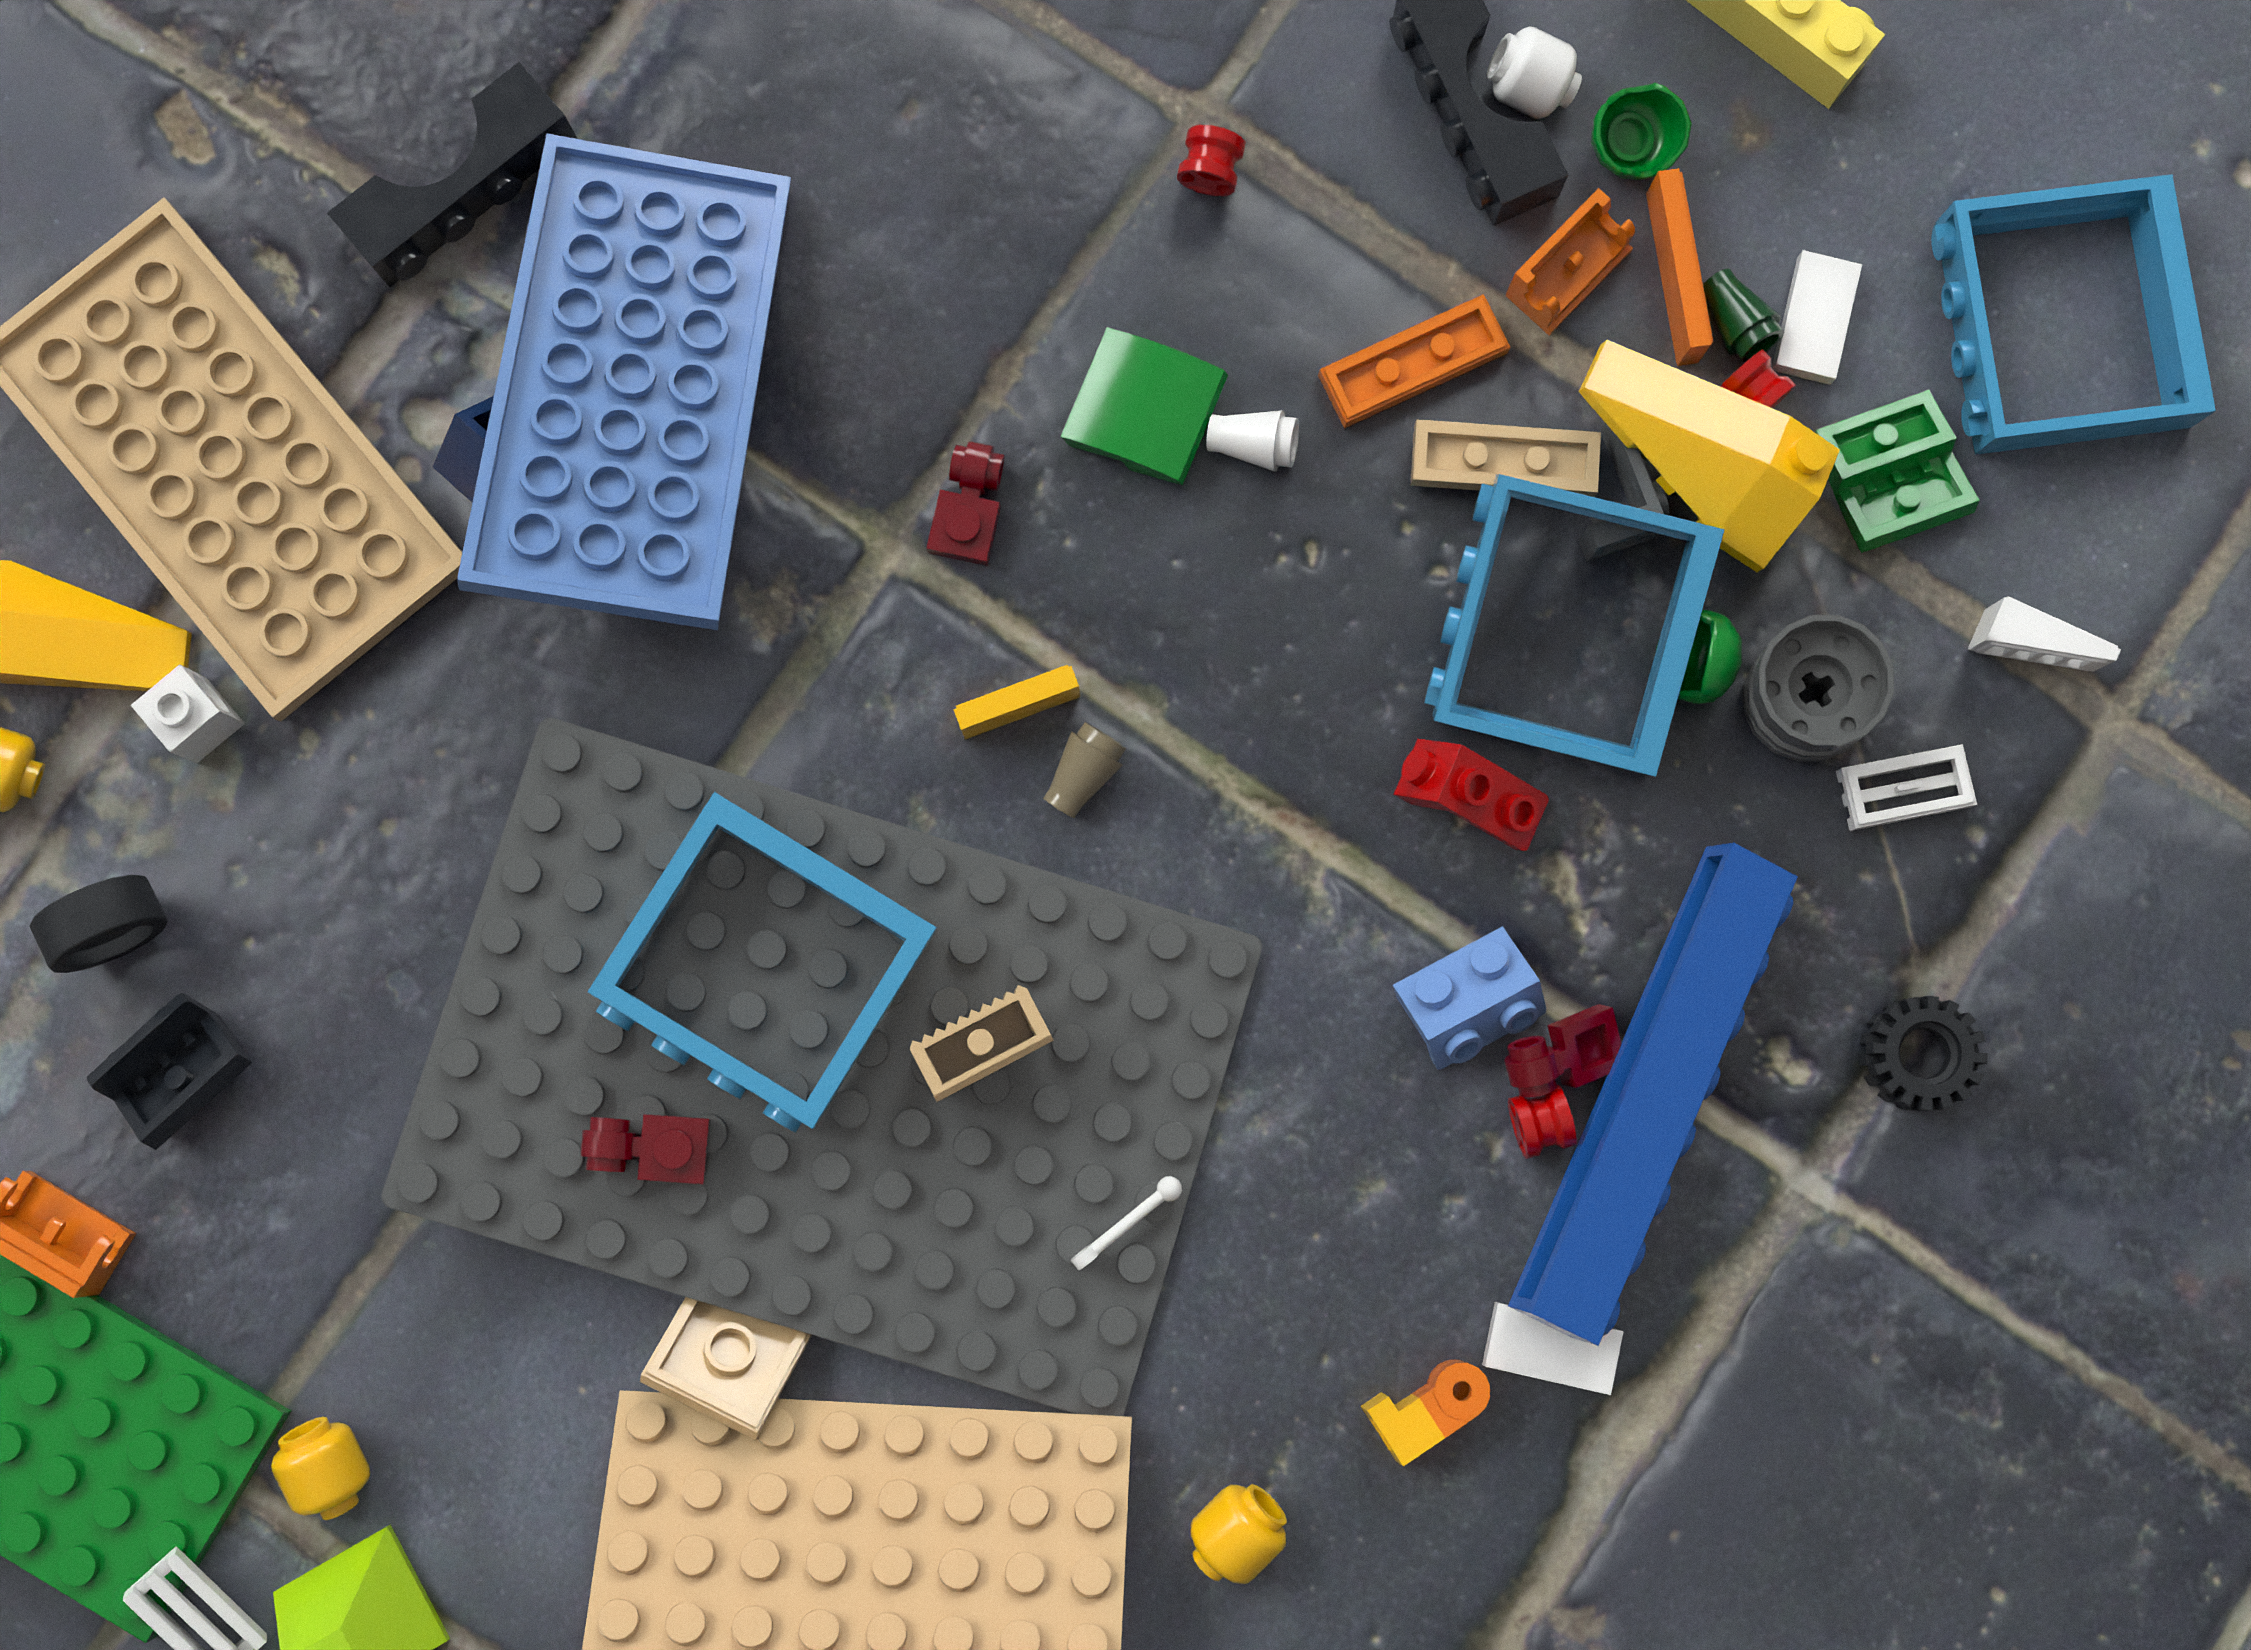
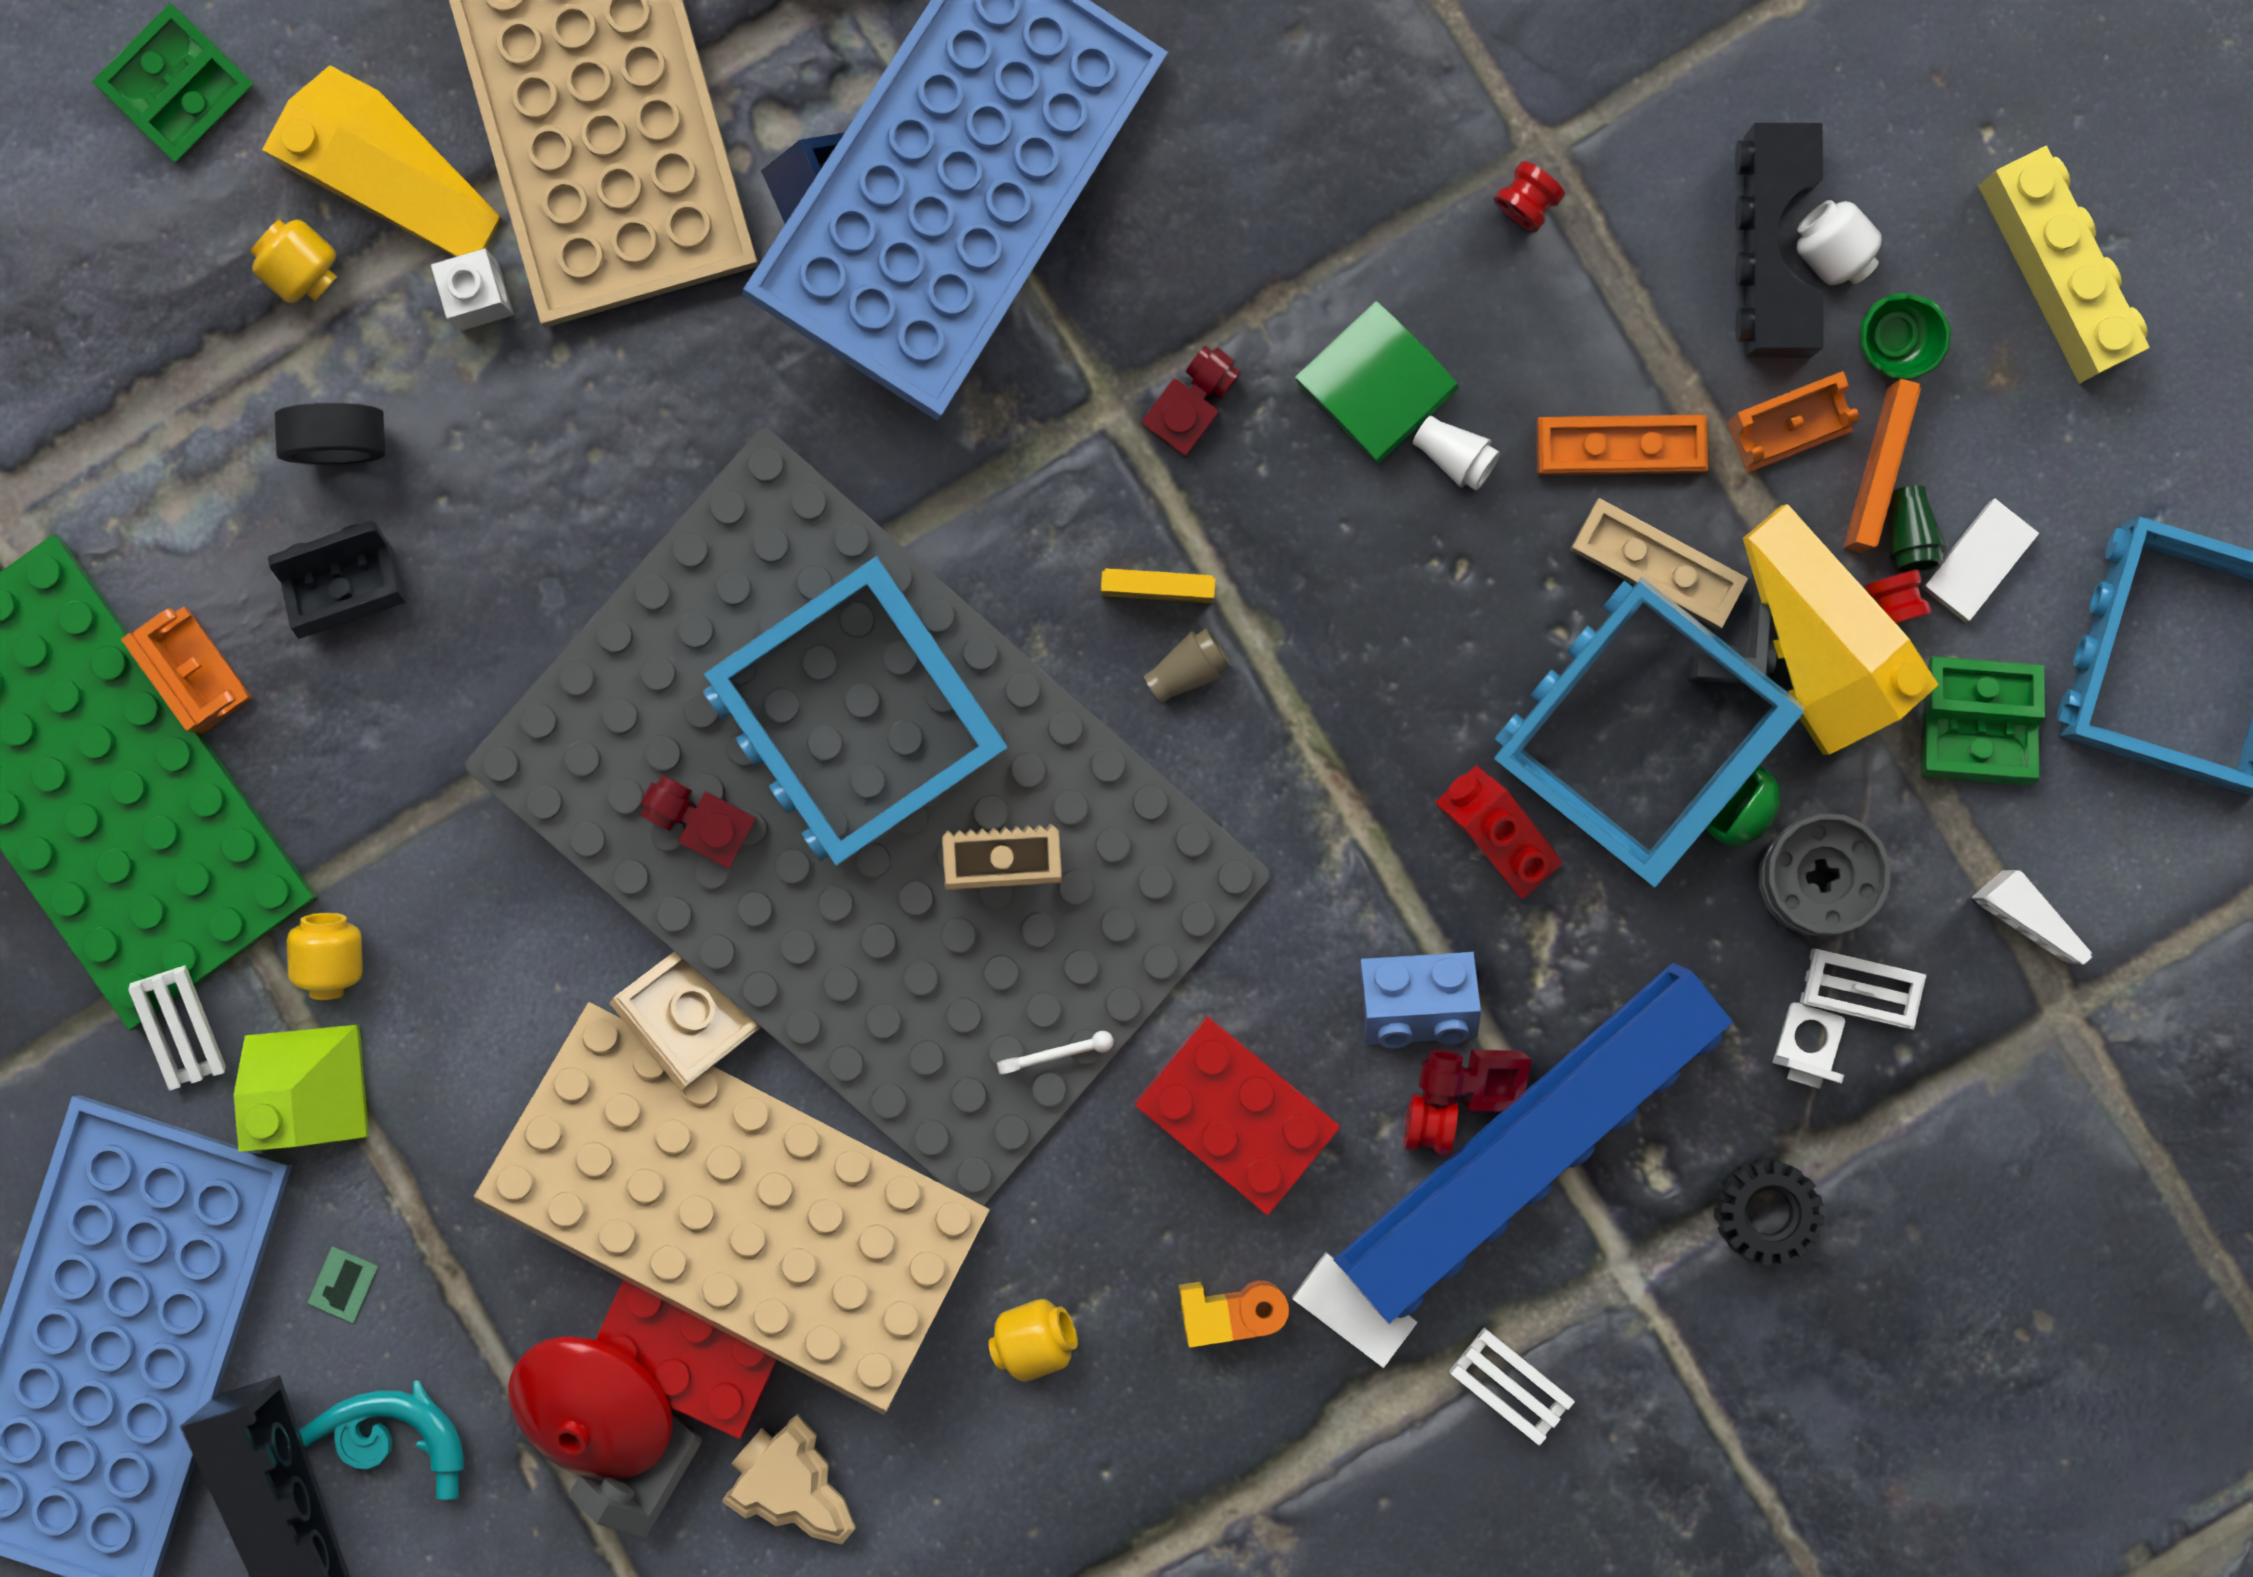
camera: 30 degrees right, 5 degrees up
(1341, 1200) = (1237, 1114): none -> red brick
(1802, 1366) = (1549, 1416): none -> white tile
(1894, 889) = (1809, 1067): none -> white bracket

